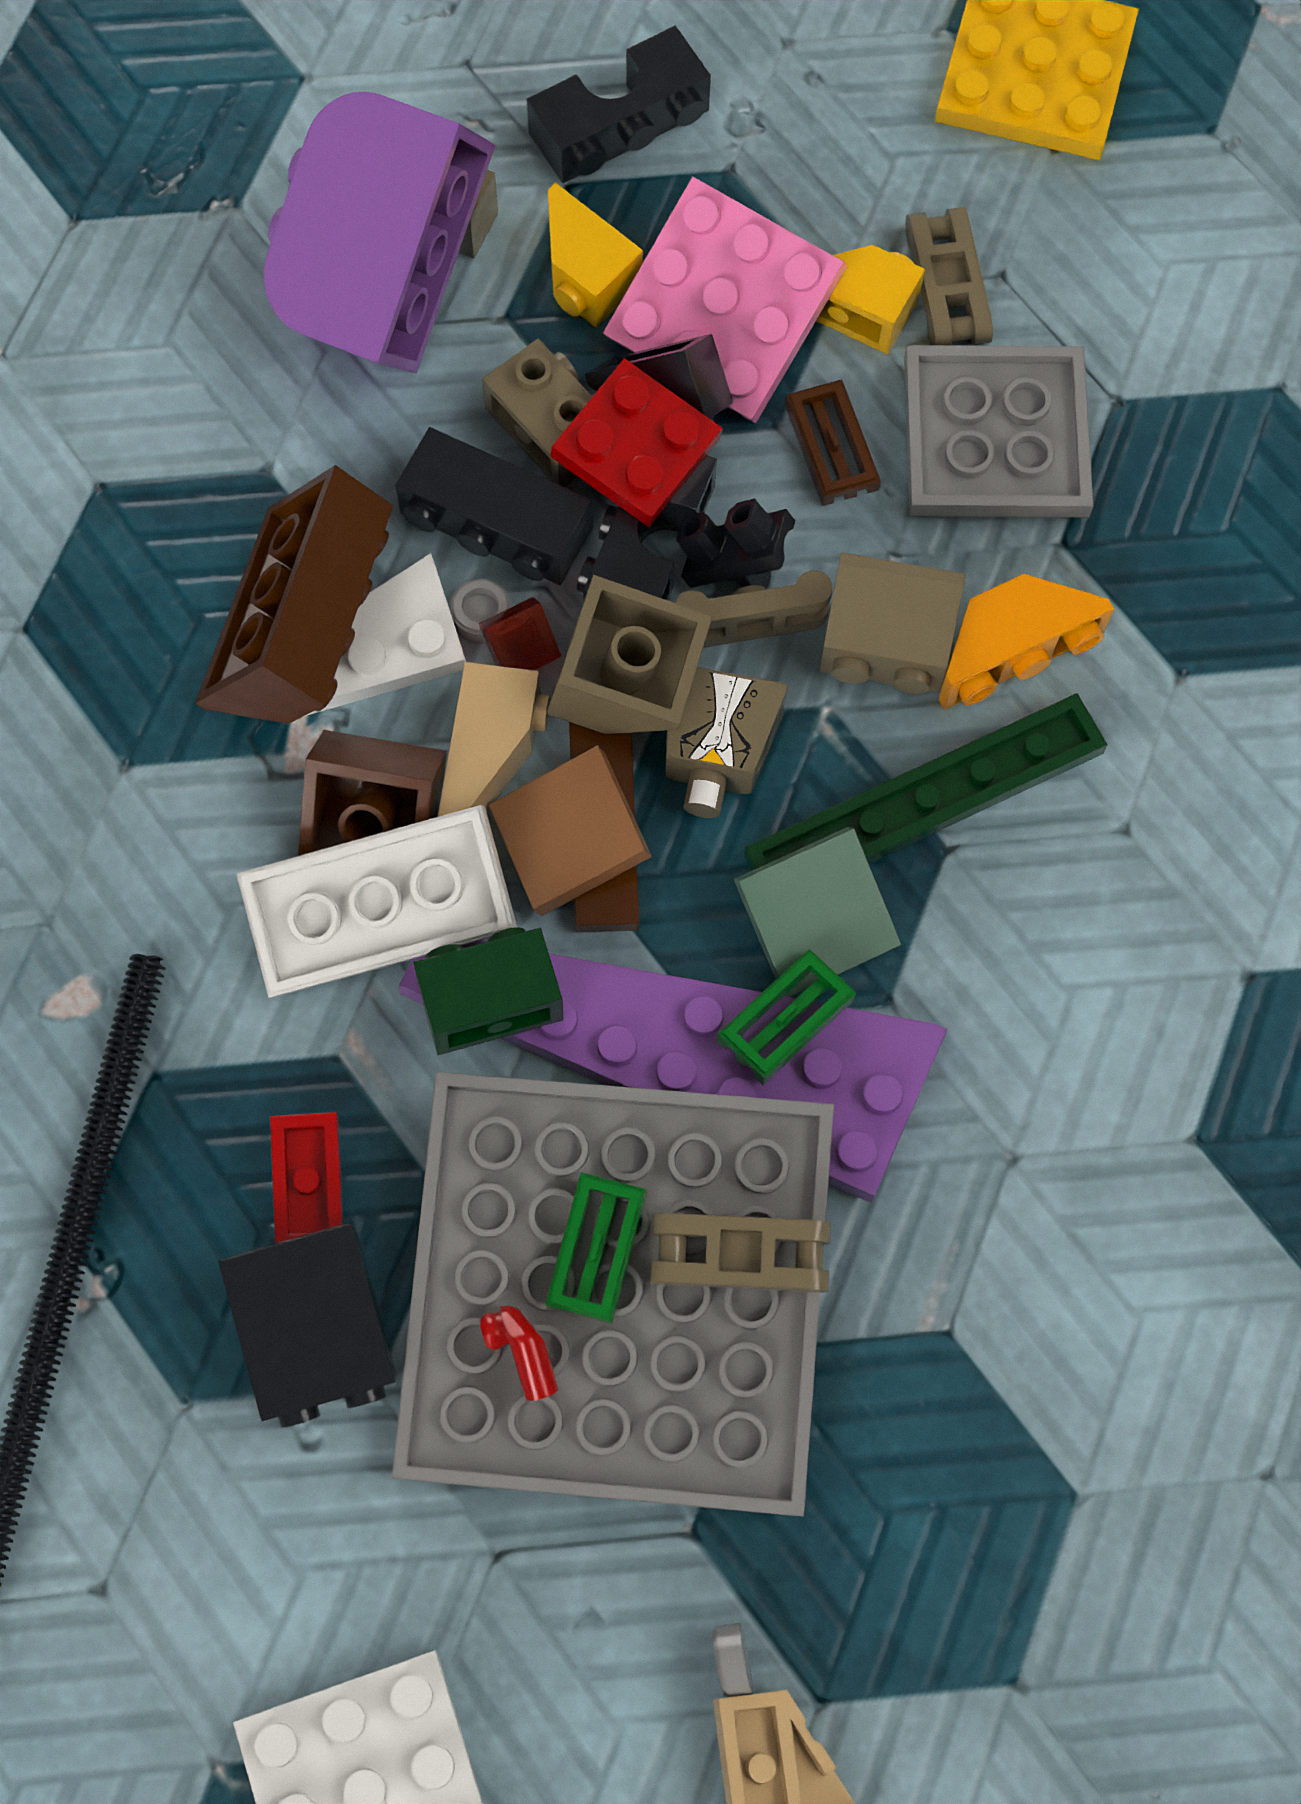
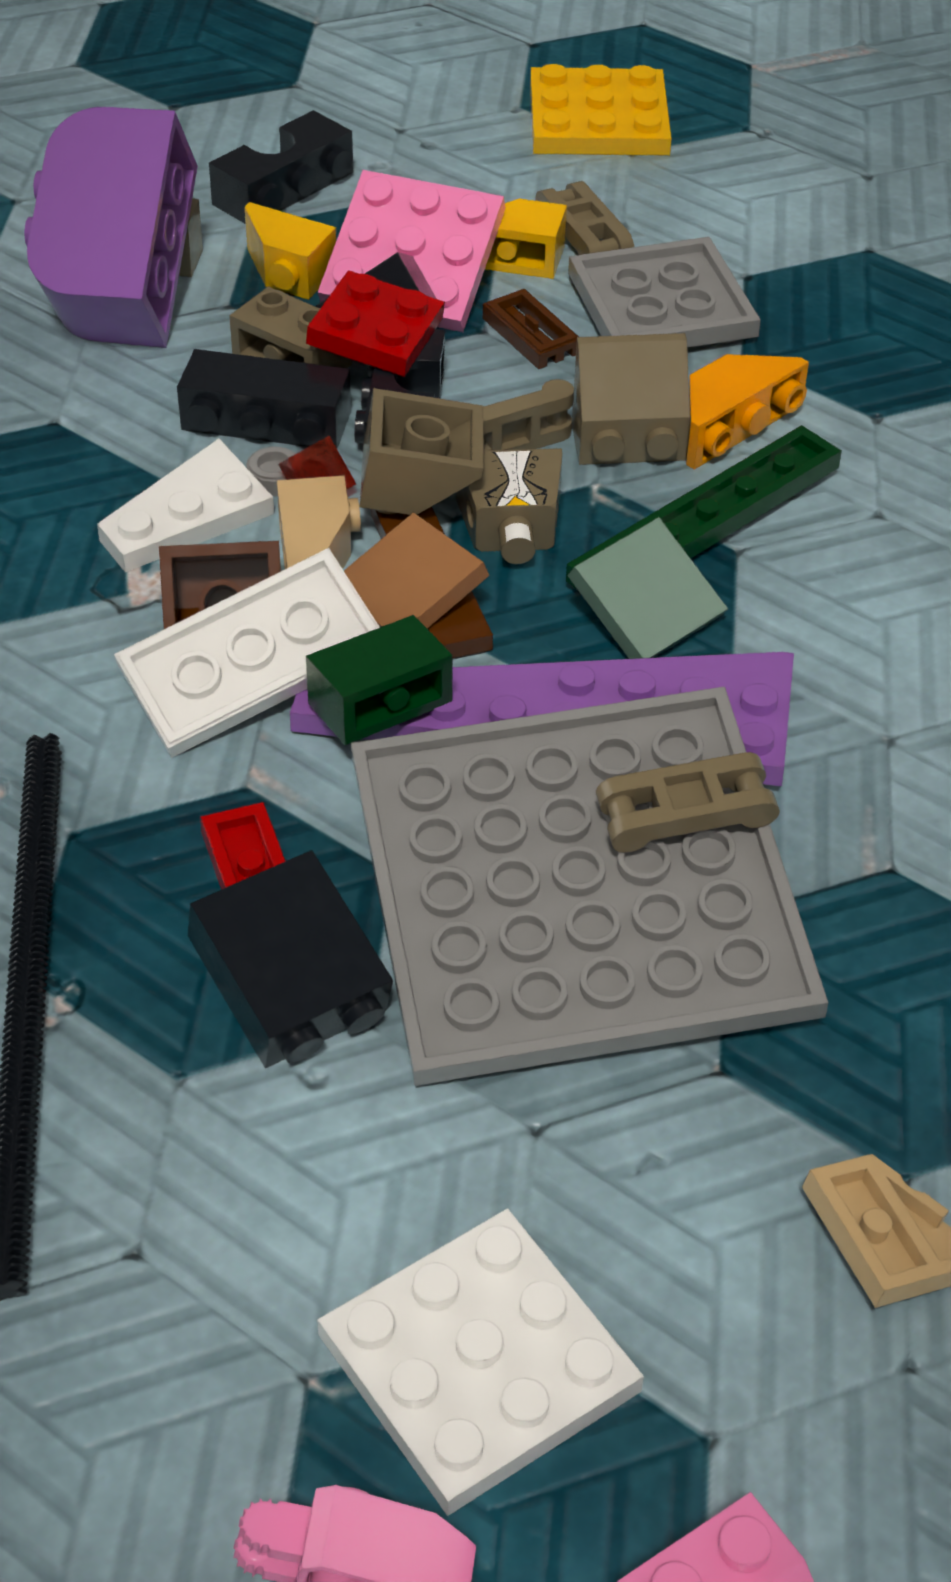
camera: 15 degrees left, 25 degrees down
(298, 601) = (114, 470): reddish brown slope -> none
(527, 1348) = (510, 915): red arm -> none
(581, 1304) = (551, 876): green tile -> none
(732, 1660) = (807, 1141): light grey tile -> none
(739, 550) = (491, 382): black hips -> none
(748, 1053) = (663, 659): green tile -> none

